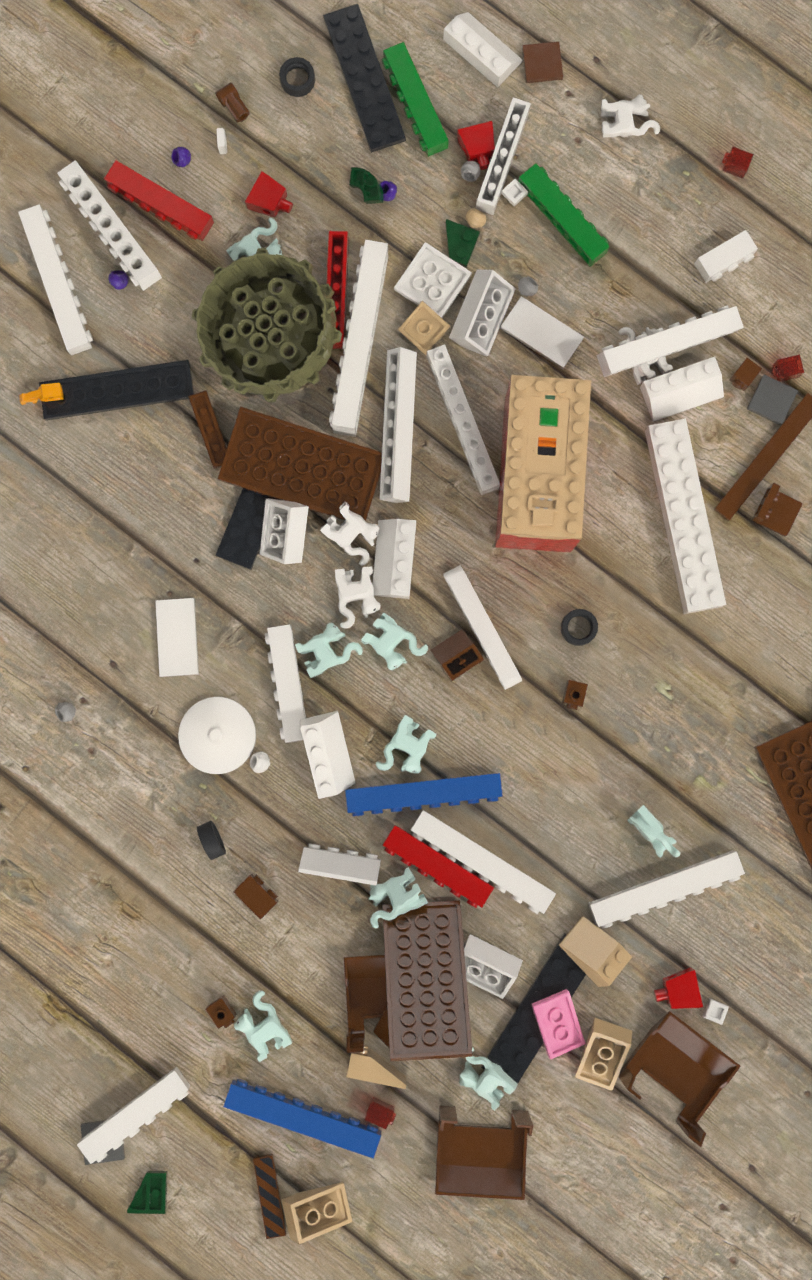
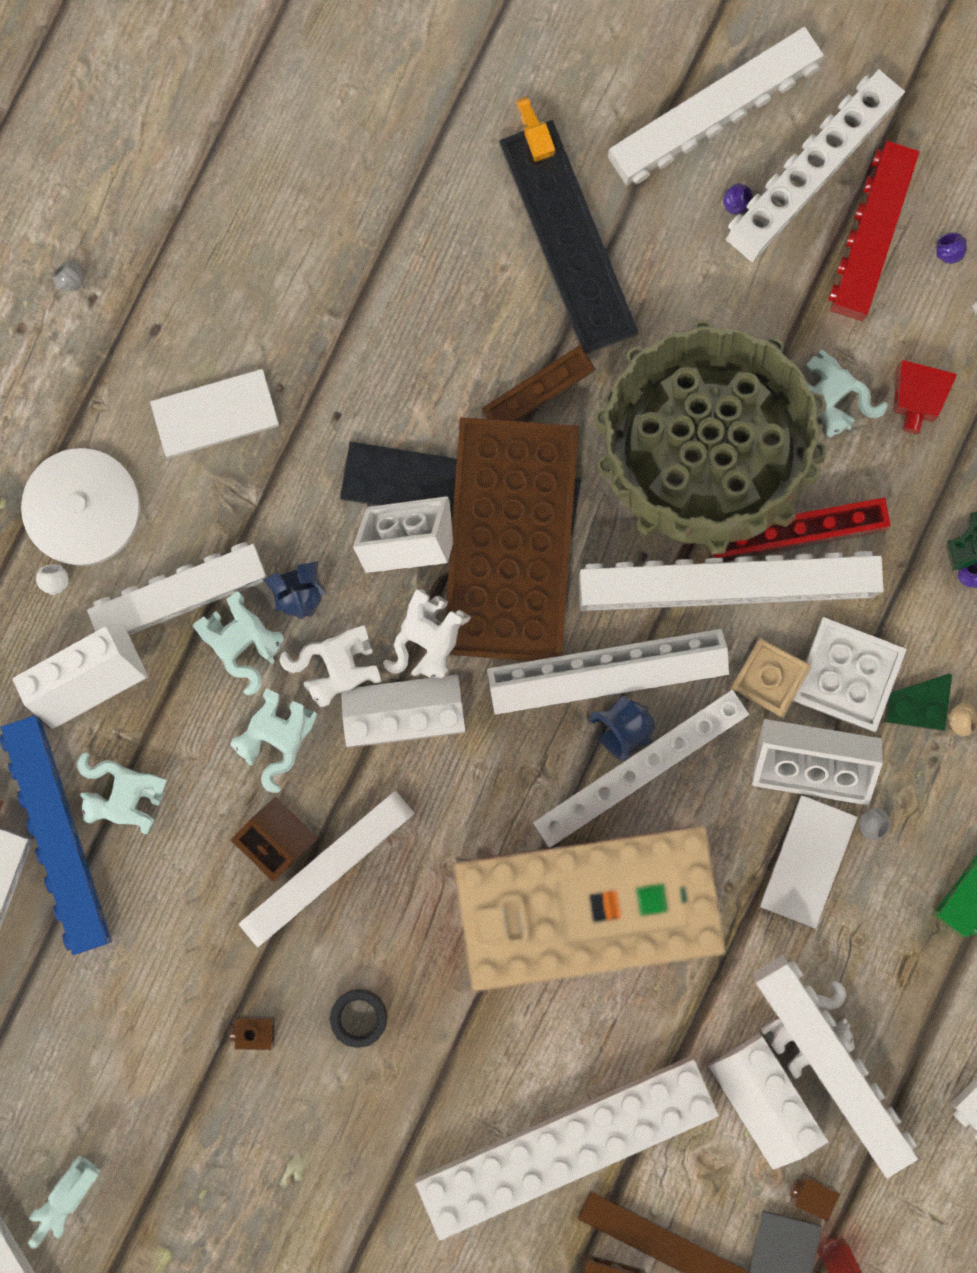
camera: 80 degrees right, 0 degrees up
(303, 607) = (297, 591): none -> dark blue helmet
(433, 418) = (629, 727): none -> dark blue helmet

